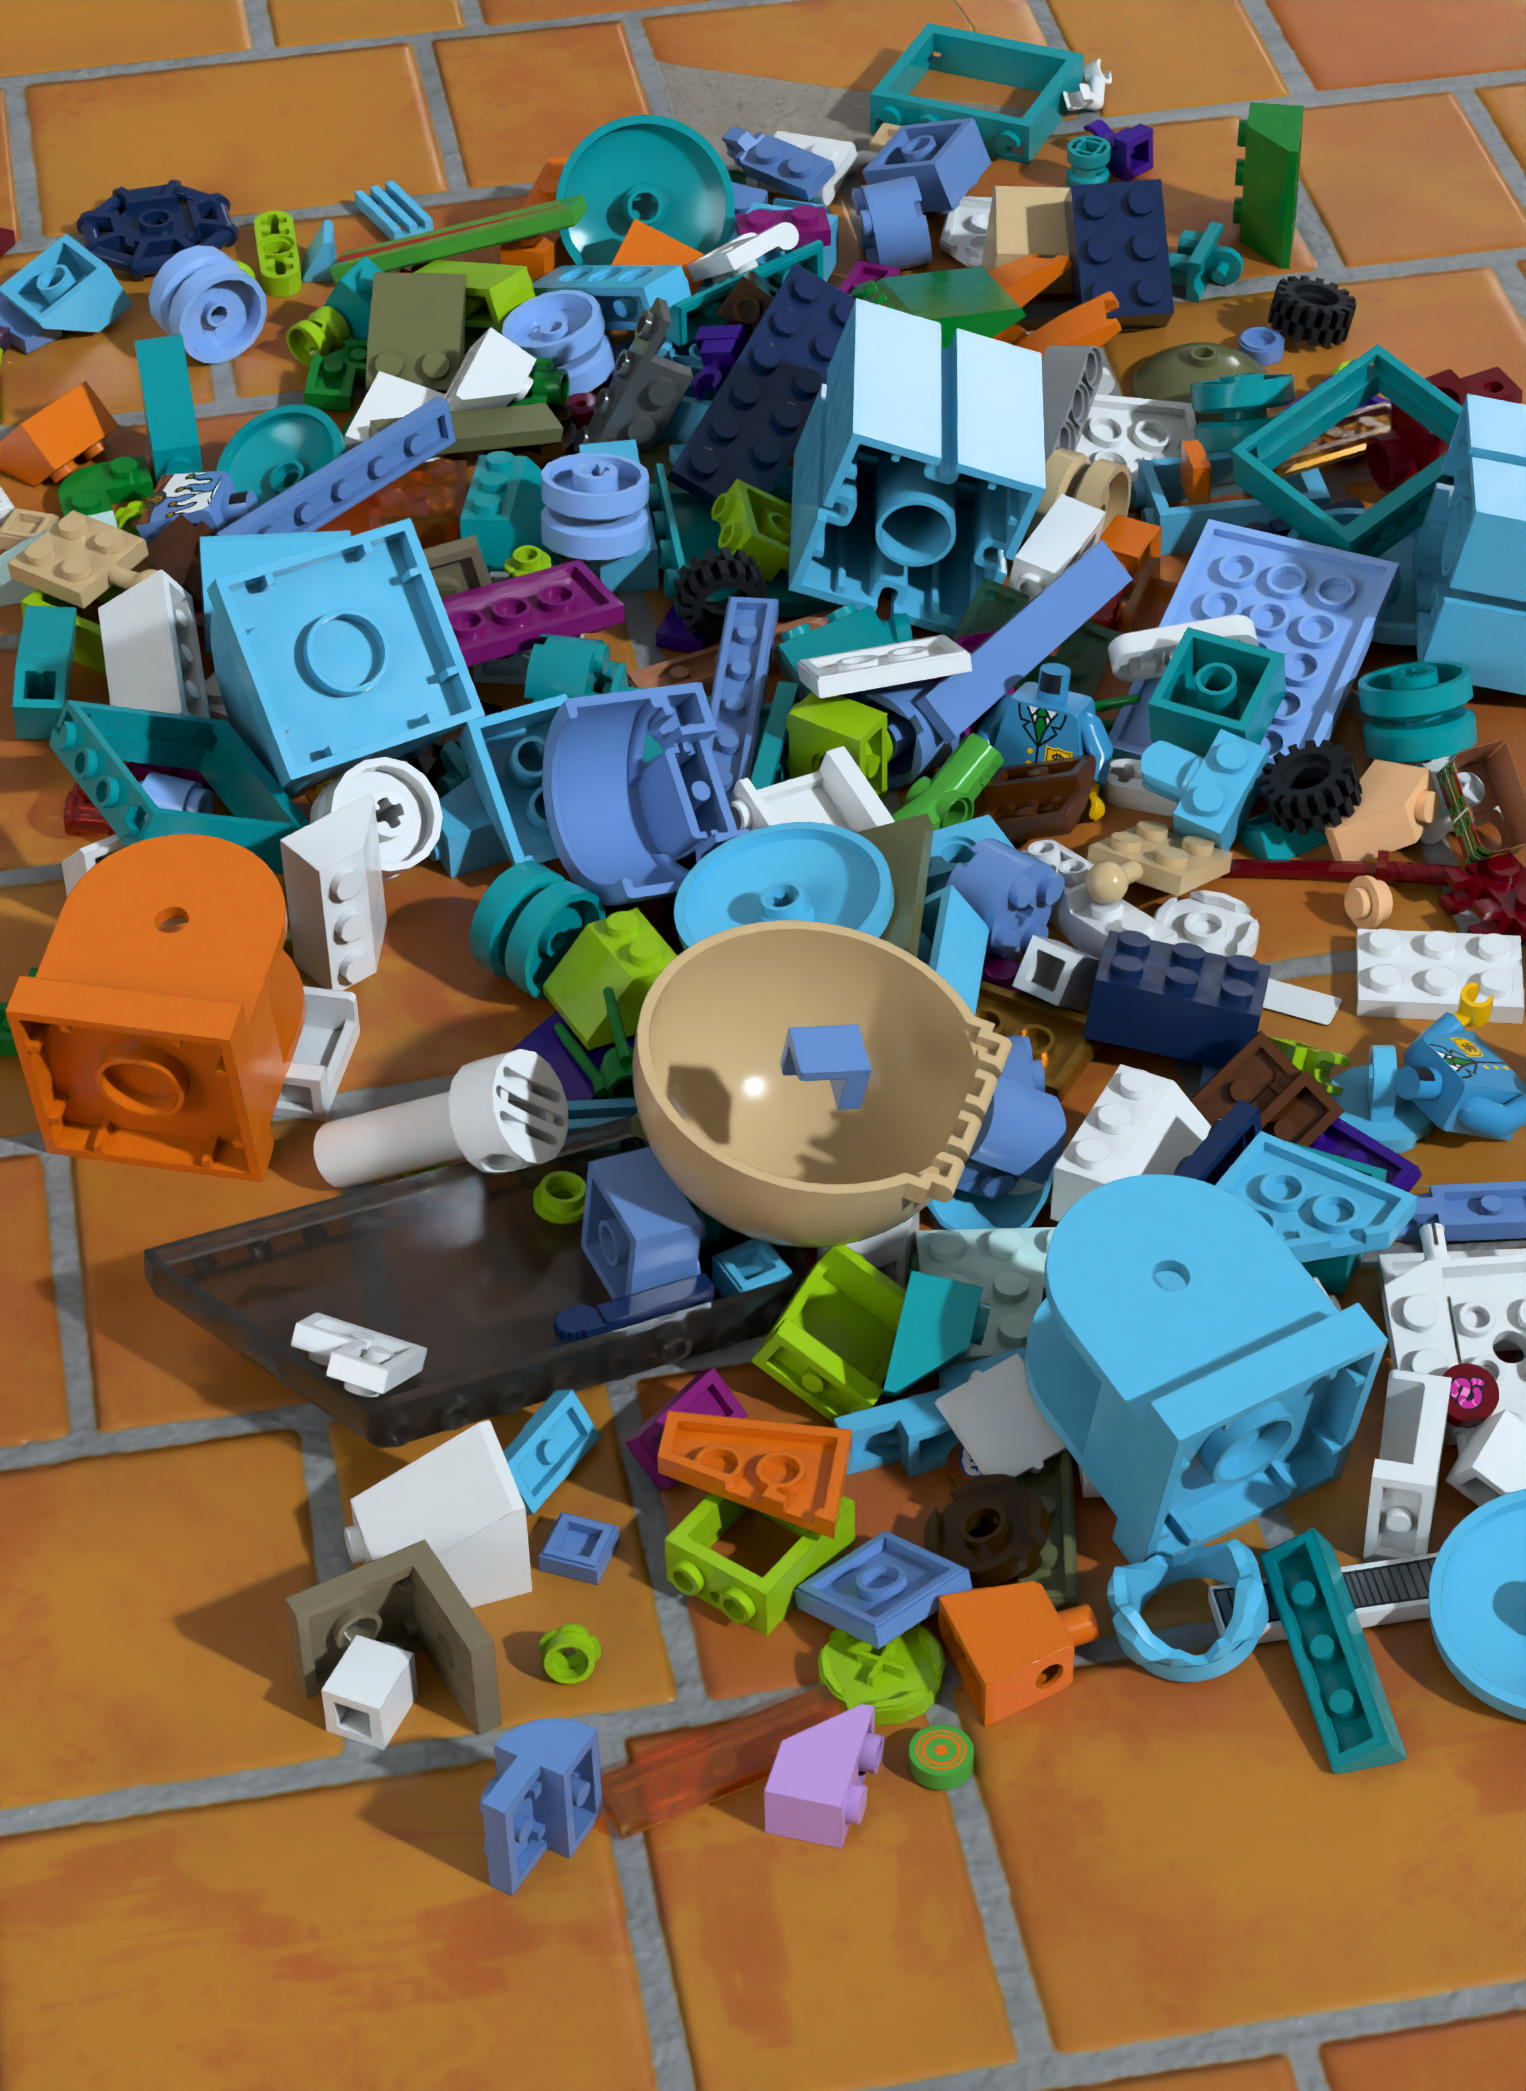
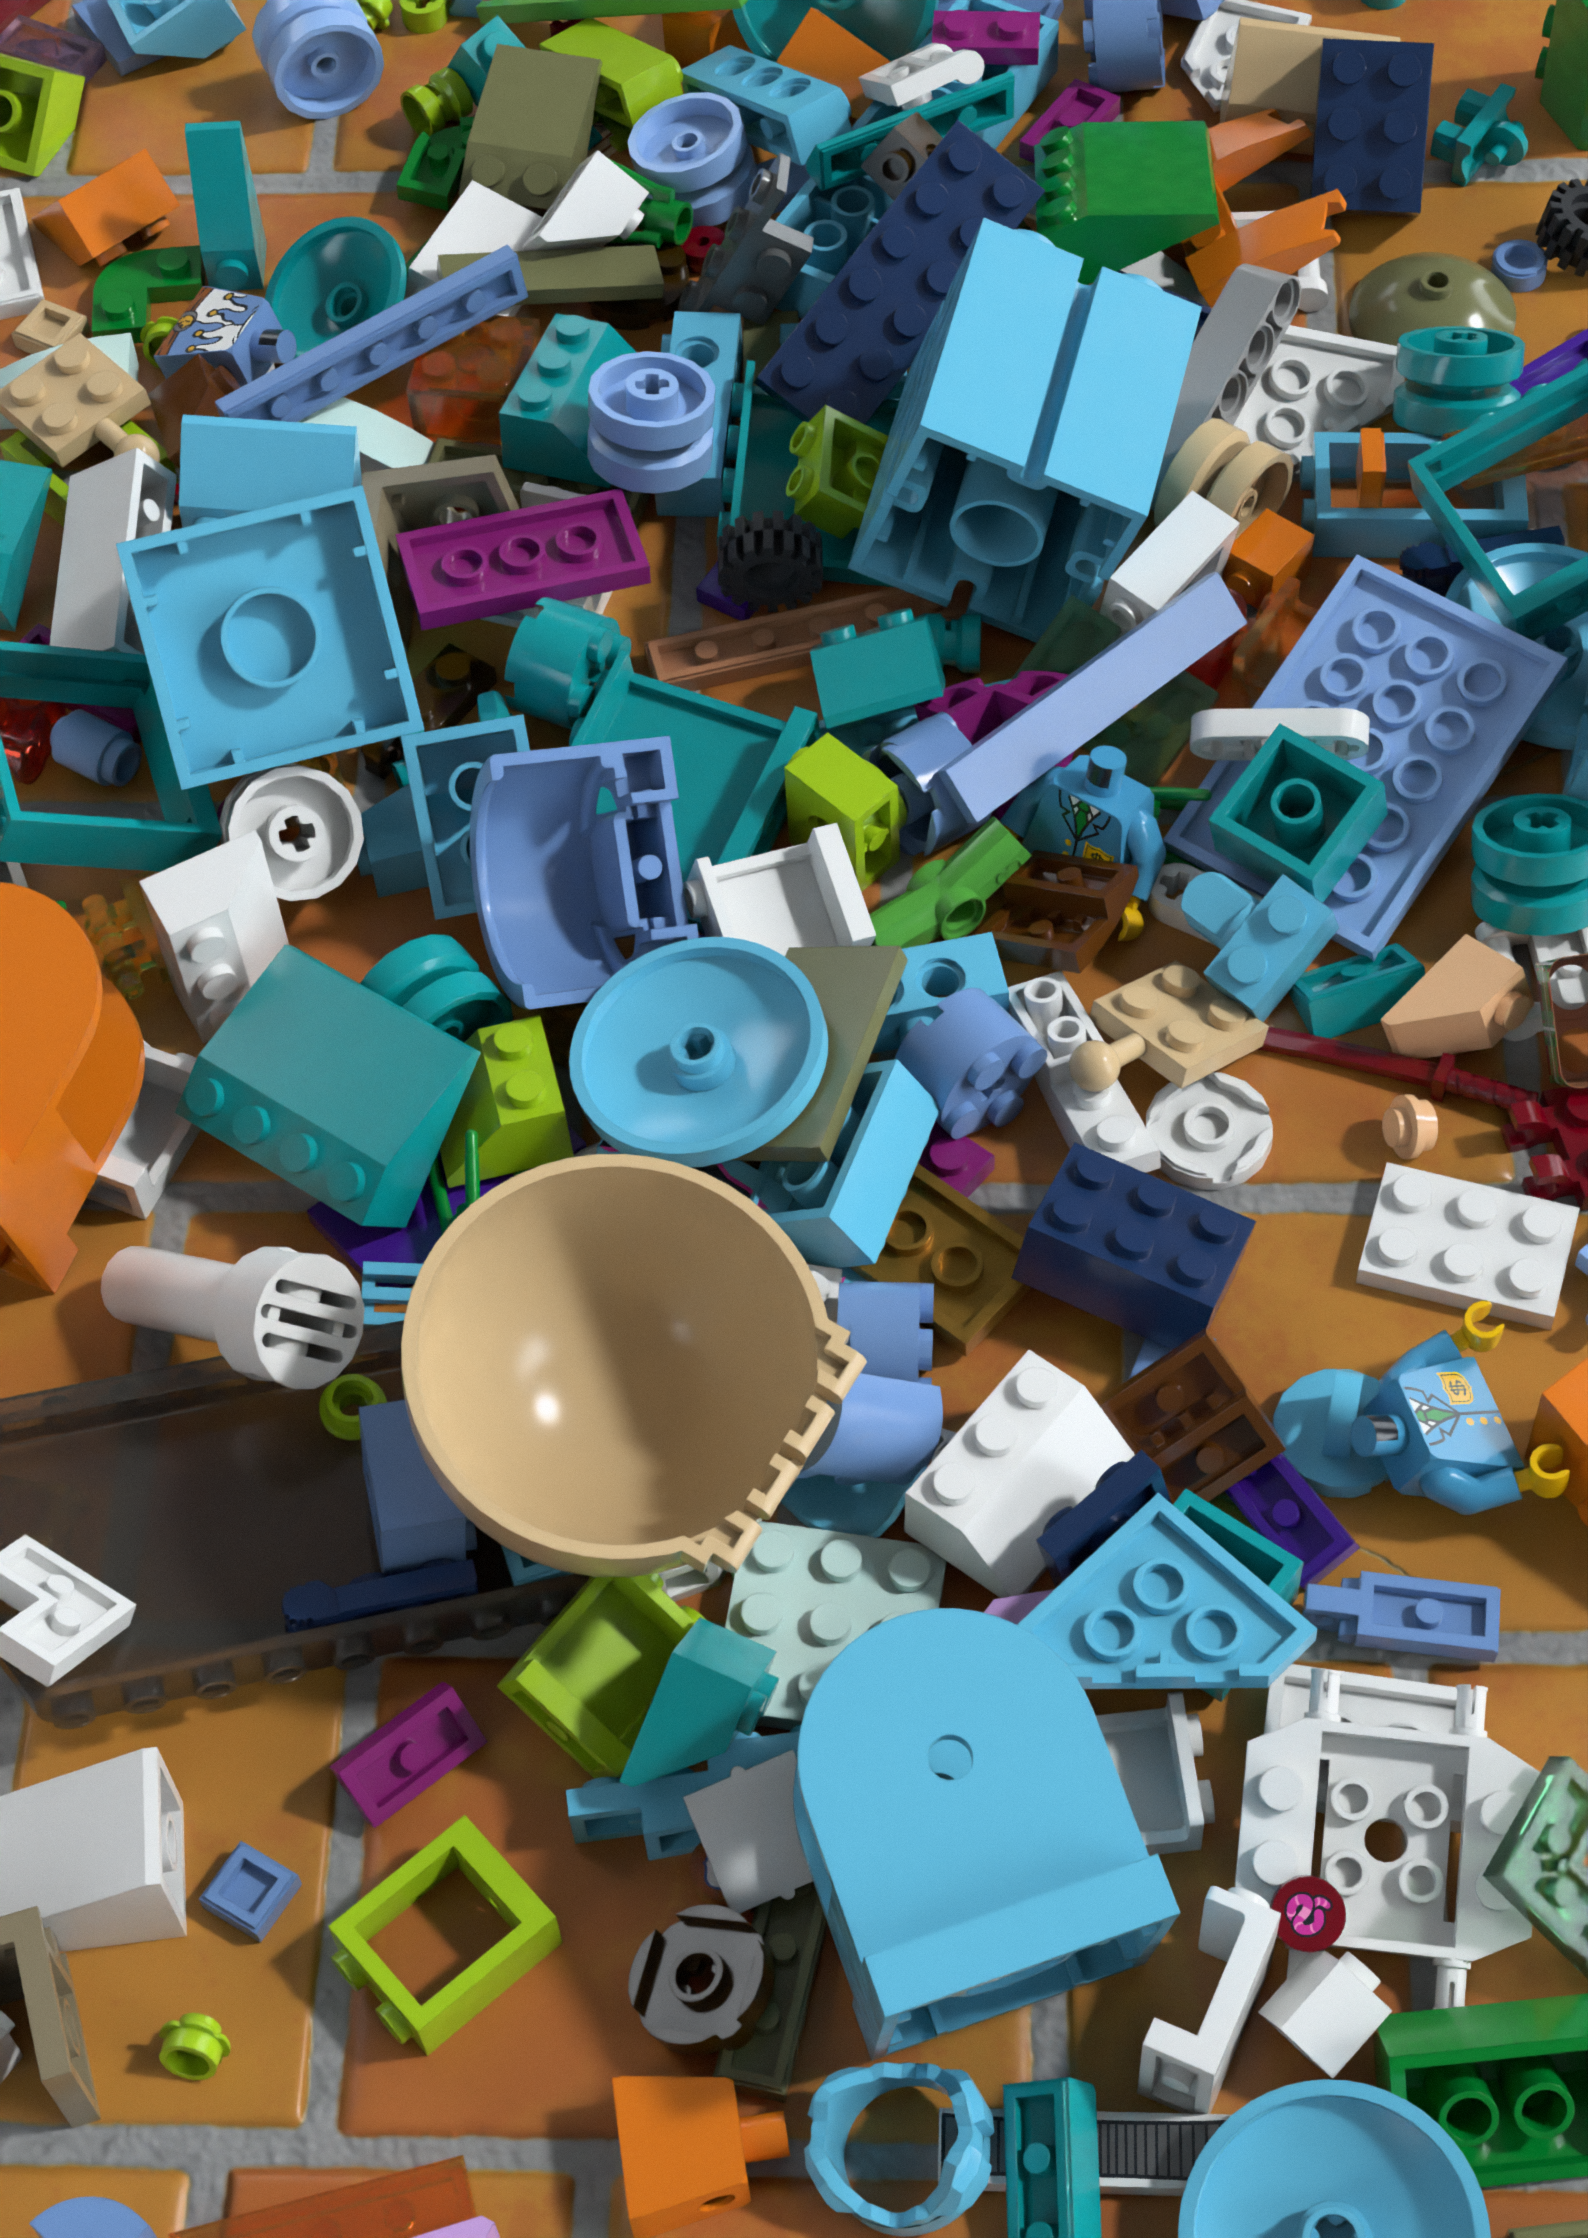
camera: 15 degrees right, 15 degrees up
(471, 979) = (330, 1088): none -> teal slope
(526, 560) = (562, 482): lime plate -> none
(550, 1447) = (242, 1756): medium azure plate -> none
(719, 351) = (853, 217): dark purple piece -> none
(741, 685) = (748, 717): medium blue tile -> none
(762, 1464) = (457, 1857): orange wing -> none
(832, 1055) = (625, 1371): medium blue panel -> none
(881, 1589) = (562, 2036): medium blue tile -> none
(883, 666) = (908, 721): white tile -> none
(896, 1679) = (537, 2138): lime tile -> none
(1057, 973) = (1007, 1175): white brick -> none
(1300, 1002) = (1288, 1245): white sticker -> none
(1311, 787) = (1388, 988): black tyre -> none
(1313, 1060) = (1264, 1349): lime plate -> none

